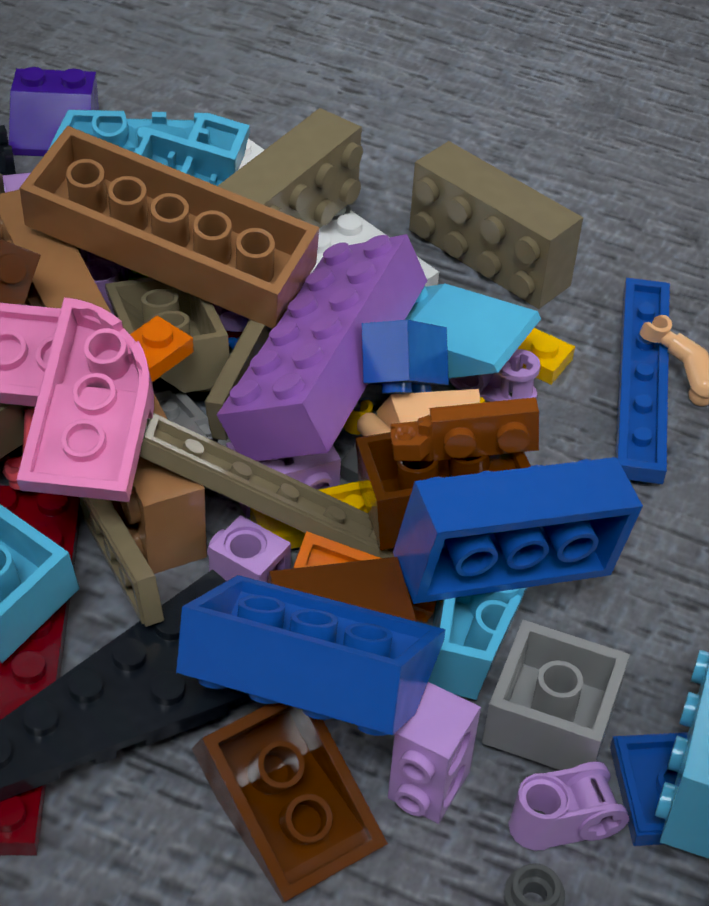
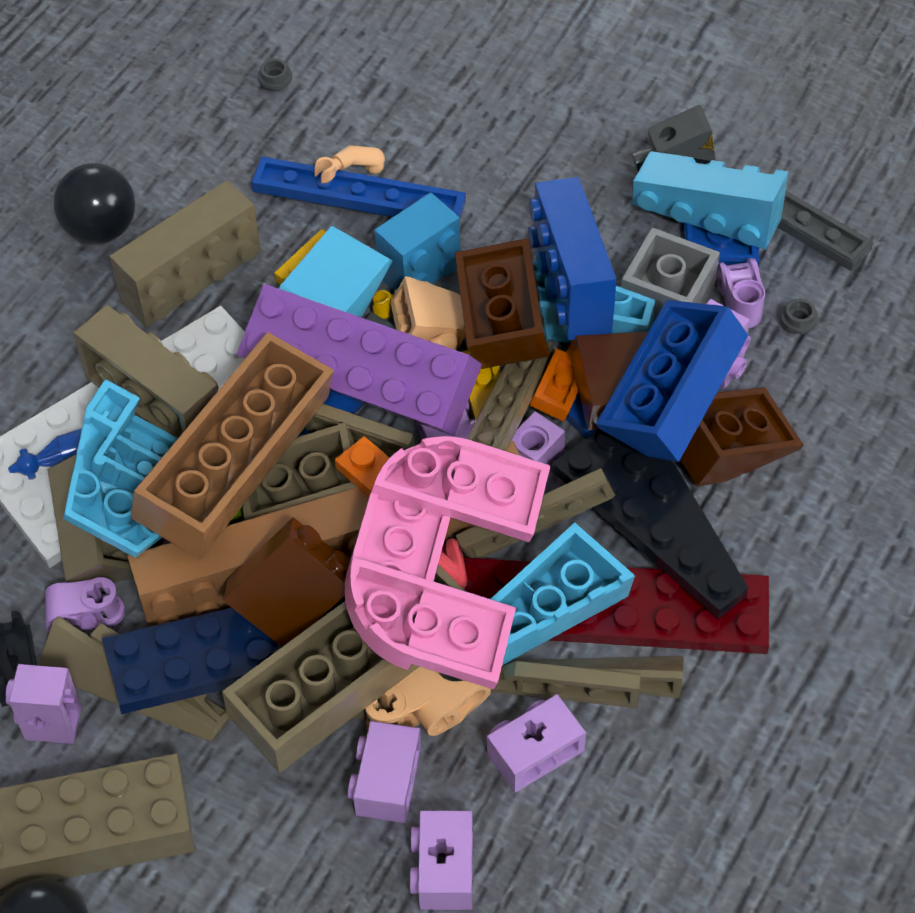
camera: 80 degrees left, 10 degrees up
(404, 356) = (385, 304): blue brick -> none
(469, 431) = (497, 270): dark orange hinge -> none
(548, 149) = (94, 203): none -> black piece
(568, 405) = (420, 242): none -> dark azure brick

